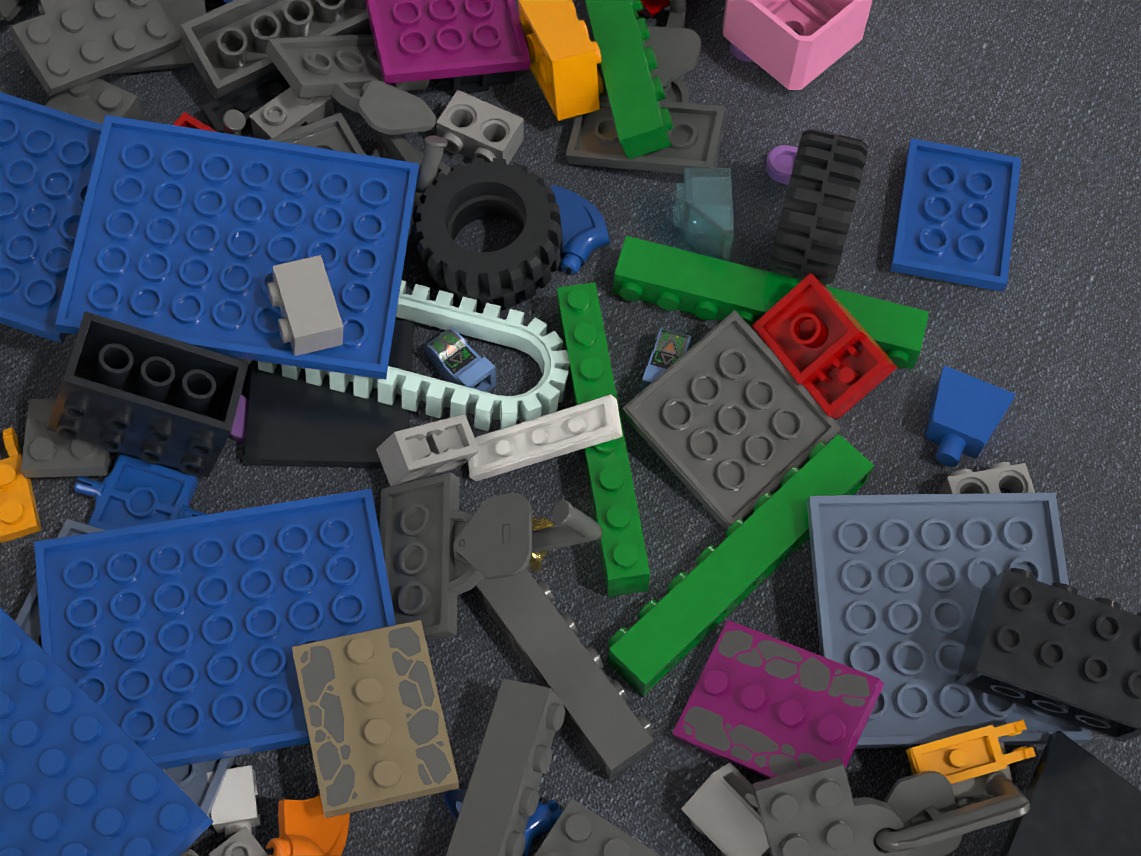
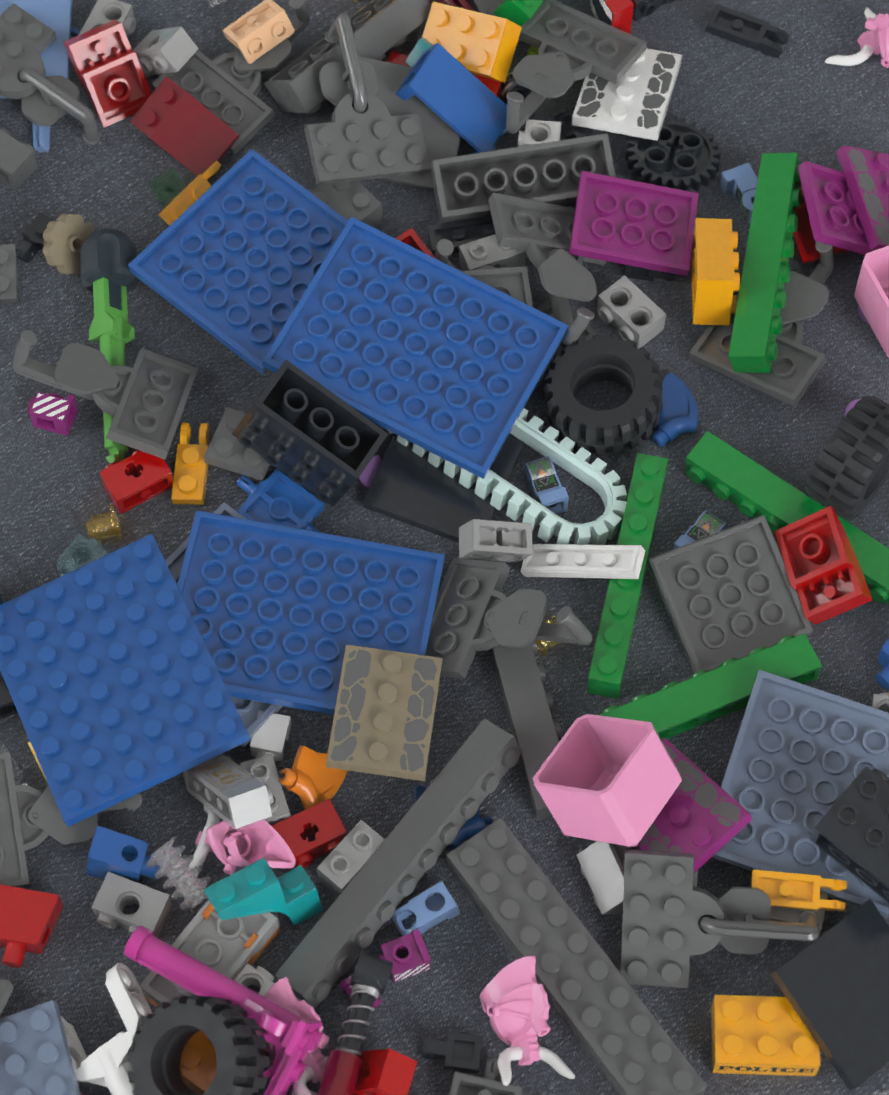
camera: 25 degrees right, 0 degrees up
(307, 306) = (444, 406): light grey brick -> none
(693, 702) = (607, 779): none -> bright pink plate
(705, 211) = (775, 432): clear light blue slope -> none

